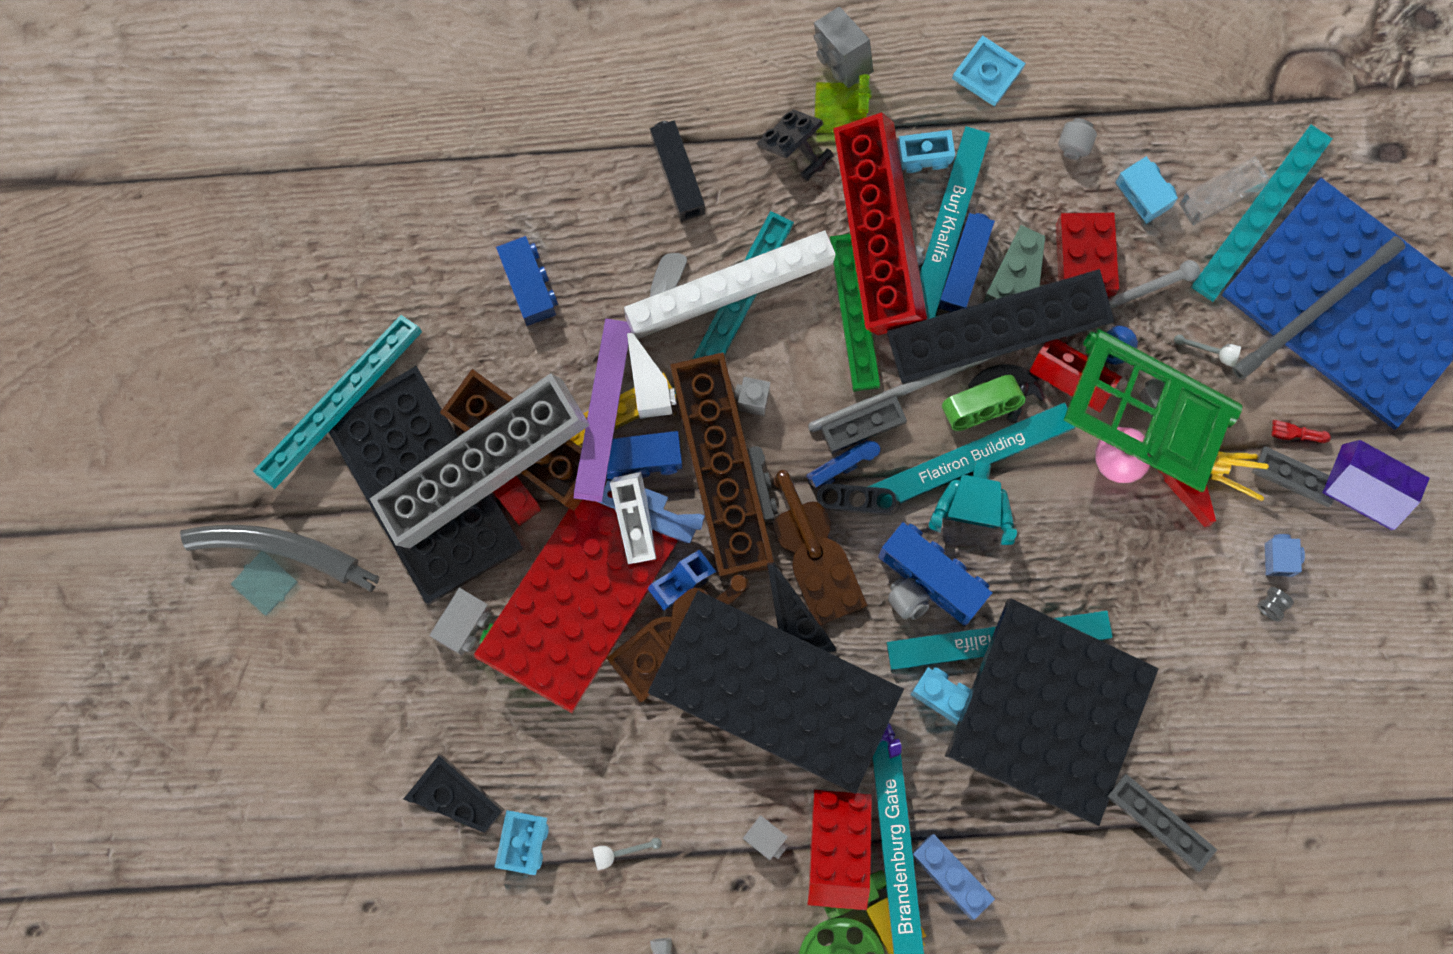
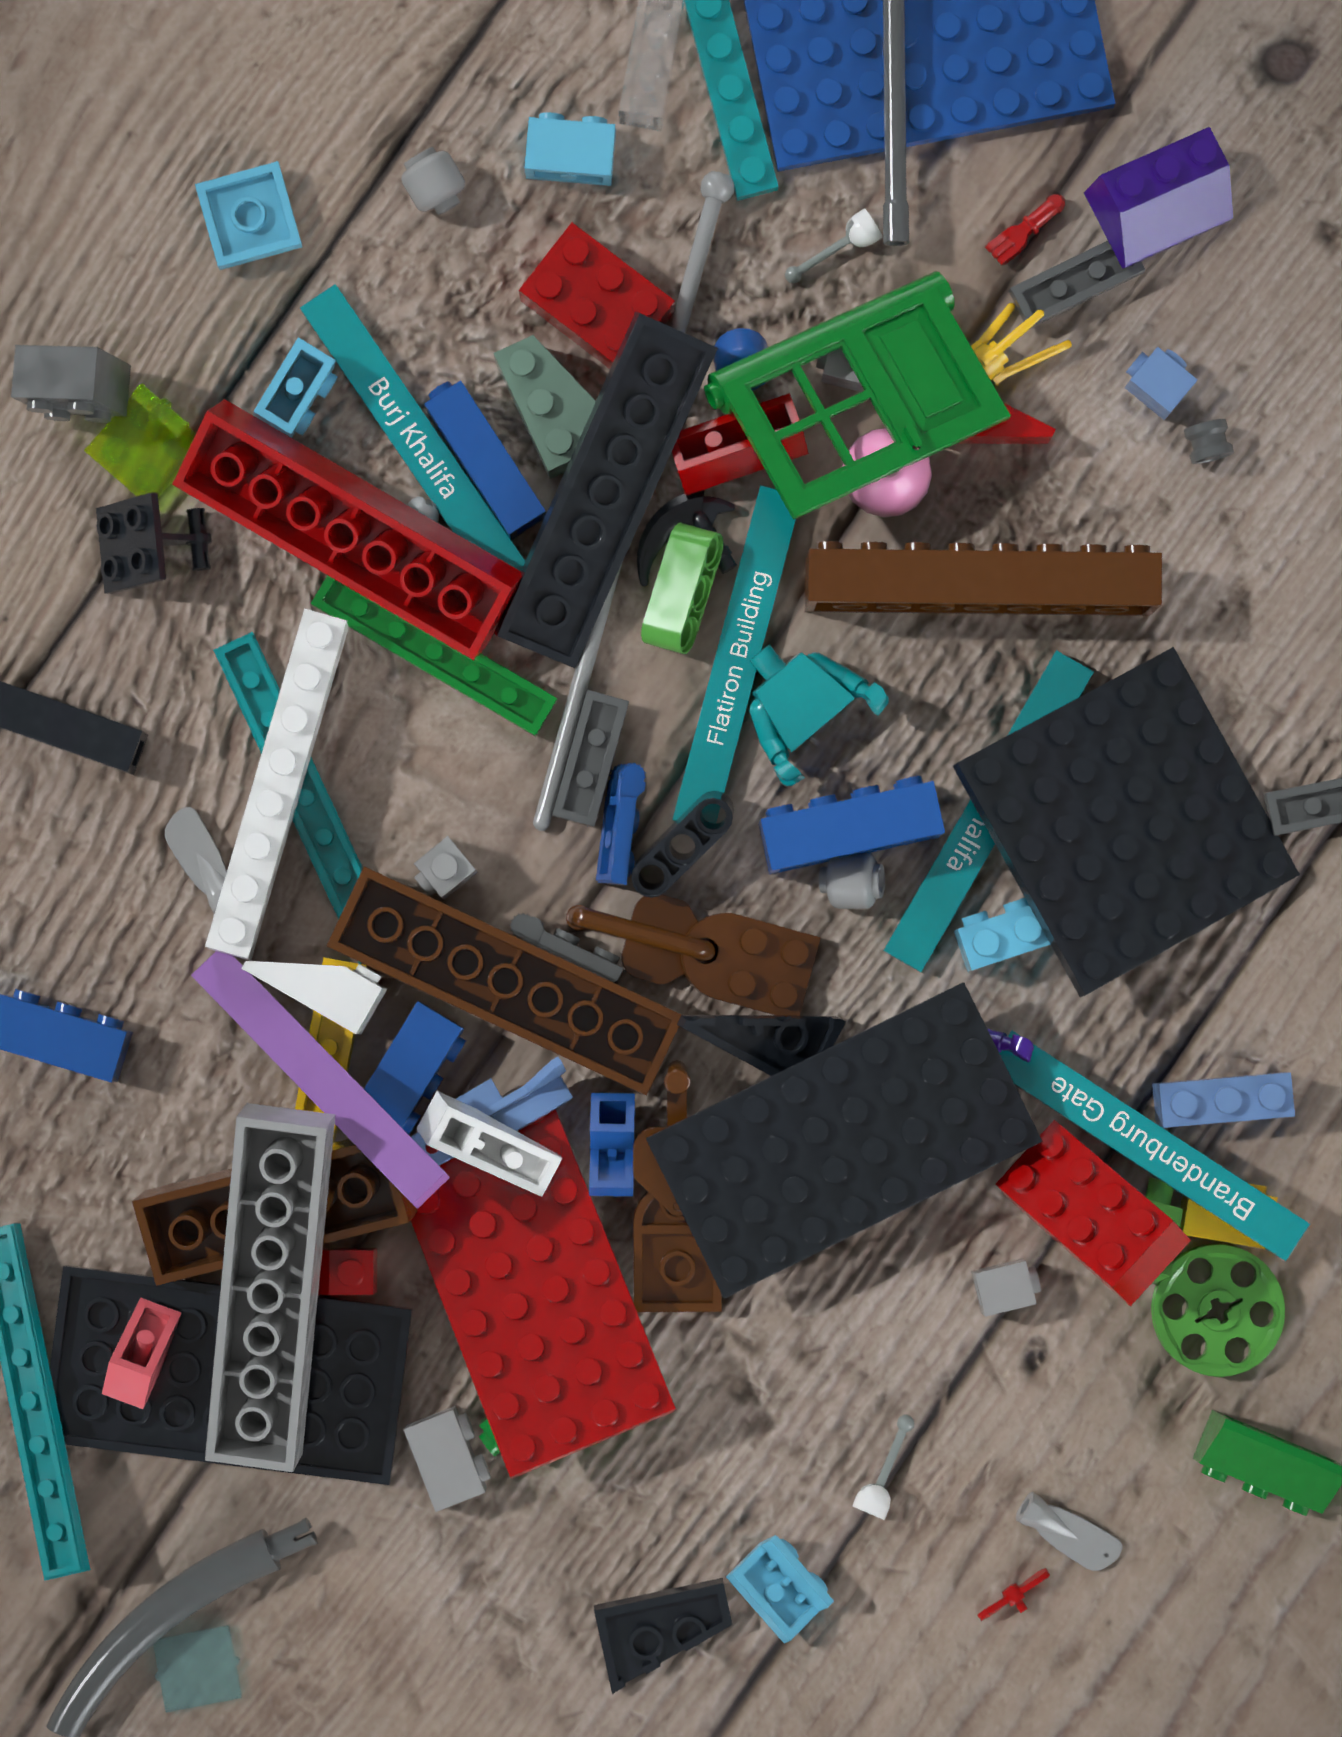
camera: 60 degrees left, 10 degrees up
(400, 431) = (140, 1353): none -> coral slope
(1111, 543) = (983, 581): none -> reddish brown brick

